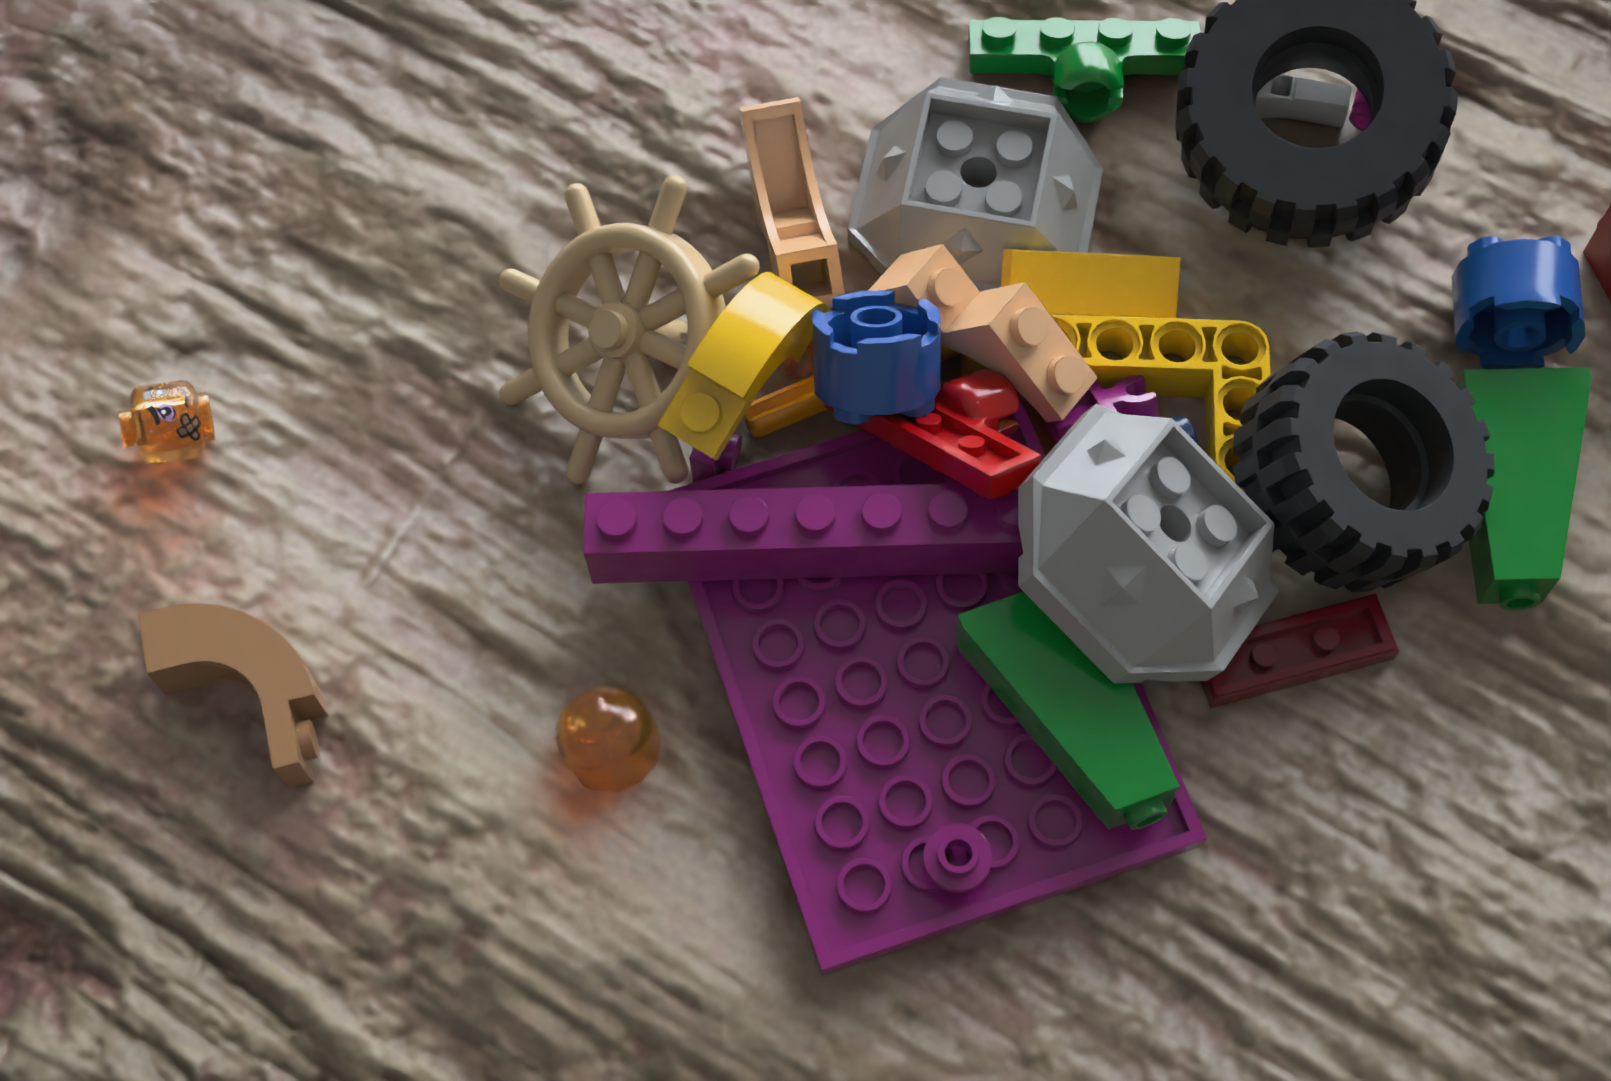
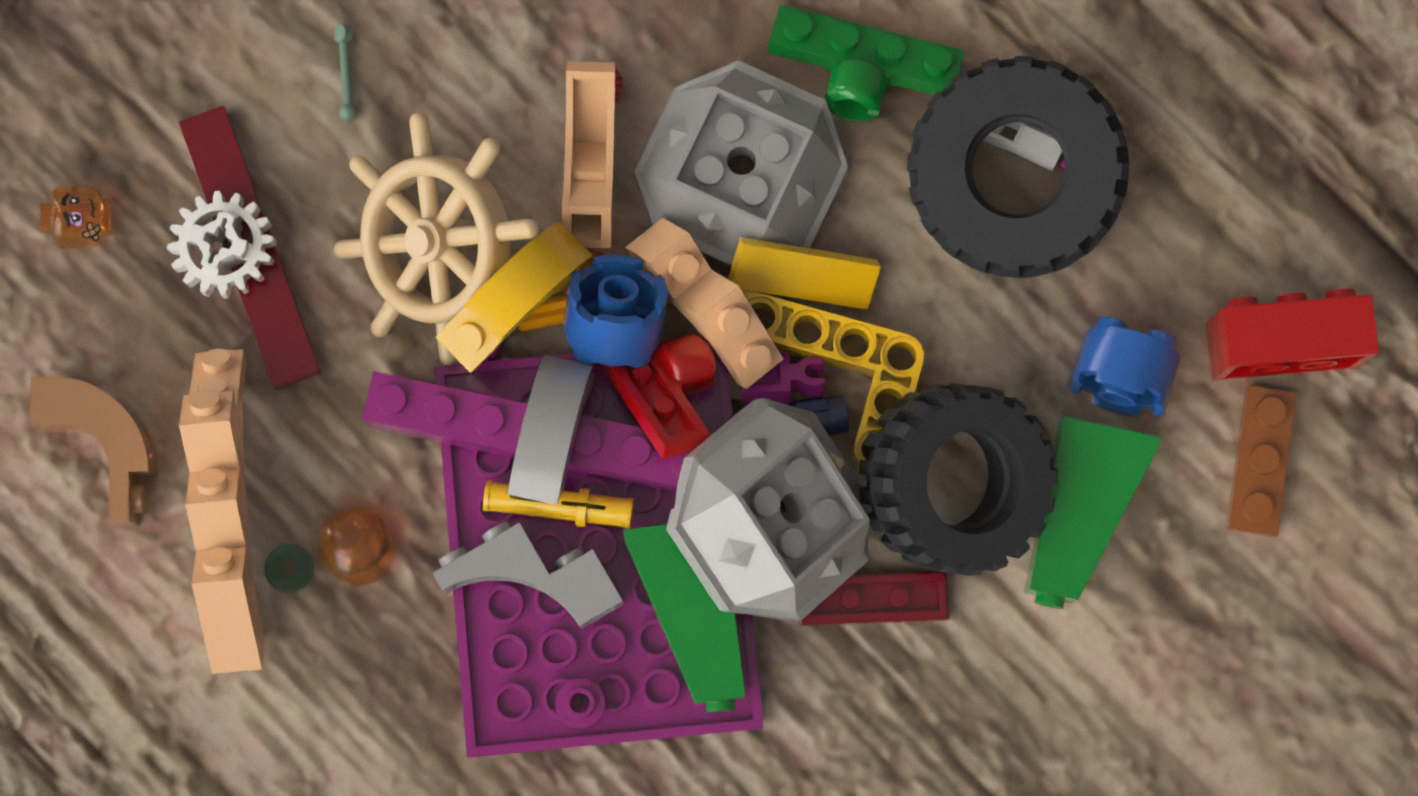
camera: 10 degrees right, 15 degrees up
(374, 423) = (203, 237): none -> white gear
(396, 419) = (270, 302): none -> dark red tile
(425, 735) = (218, 512): none -> light nougat arch
(459, 161) = (343, 35): none -> sand green hinge
(514, 770) = (274, 565): none -> clear green plate
(817, 690) = (510, 556): none -> light grey arch
(833, 504) = (550, 429): none -> light grey arch
(861, 614) = (572, 506): none -> yellow pin

